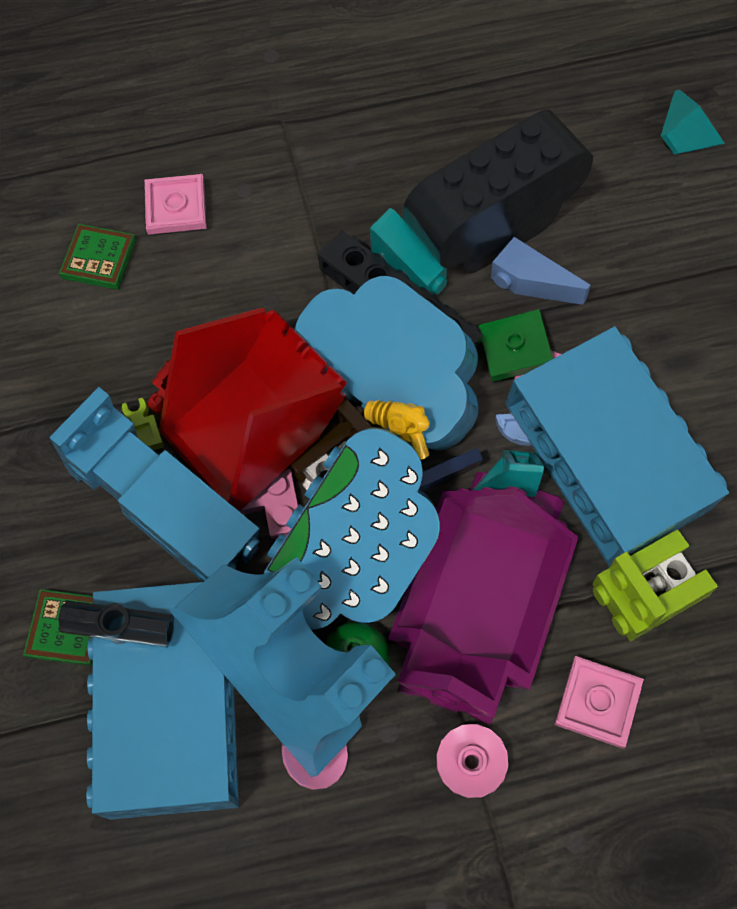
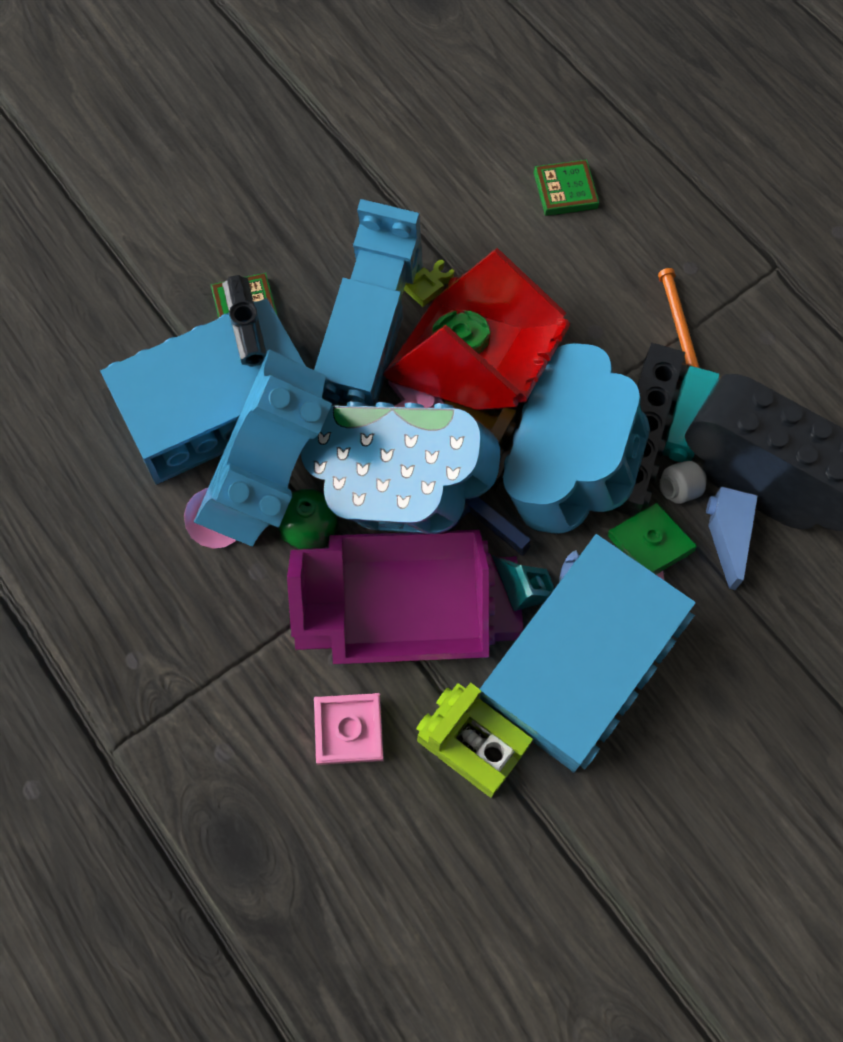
camera: 60 degrees right, 0 degrees up
(175, 204) = (644, 220): bright pink plate -> none
(221, 420) = (468, 326): none -> green tile
(247, 212) = (667, 277): none -> orange bar
(402, 419) = (513, 458): yellow piece -> none
(469, 292) = (683, 482): none -> light grey head
(476, 742) = (250, 627): bright pink dish -> none

